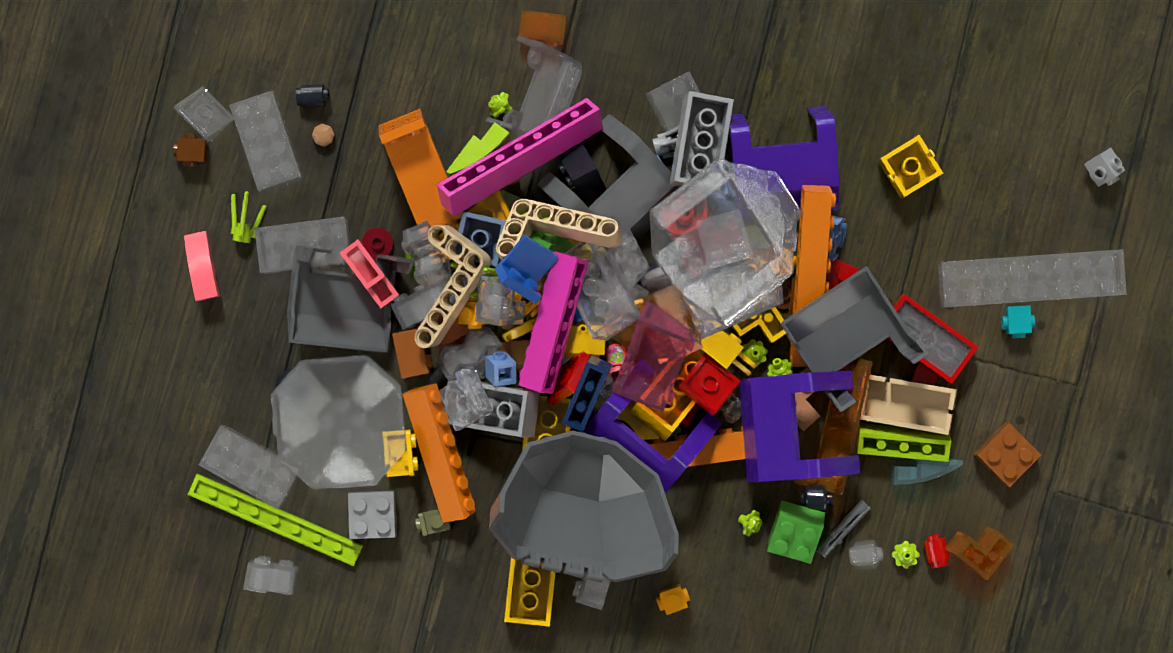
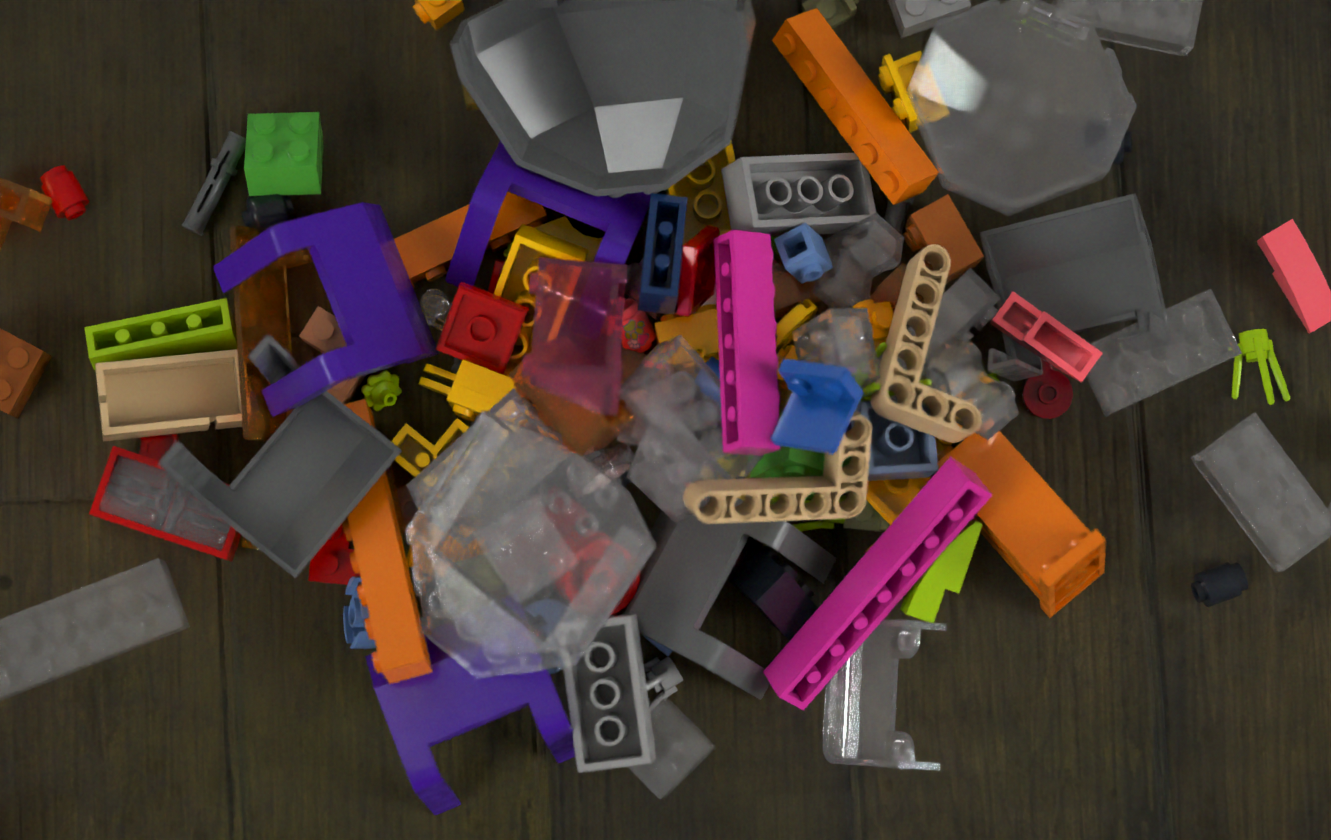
camera: 160 degrees right, 5 degrees down
(323, 135) = (1183, 530): medium nougat tile -> none
(465, 399) = (841, 191): clear bracket -> none
(499, 104) = (932, 659): lime plant -> none
(543, 27) = (904, 797): clear orange brick -> none
(751, 523) = (356, 149): lime plant -> none
(755, 351) = (428, 405): lime plant -> none
(865, 555) = (169, 154): clear head -> none
(905, 554) = (109, 173): lime plant -> none
(910, 166) = (274, 760): yellow brick -> none
(923, 471) = (119, 303): clear light blue slope -> none
(1017, 321) = (40, 575): teal brick -> none

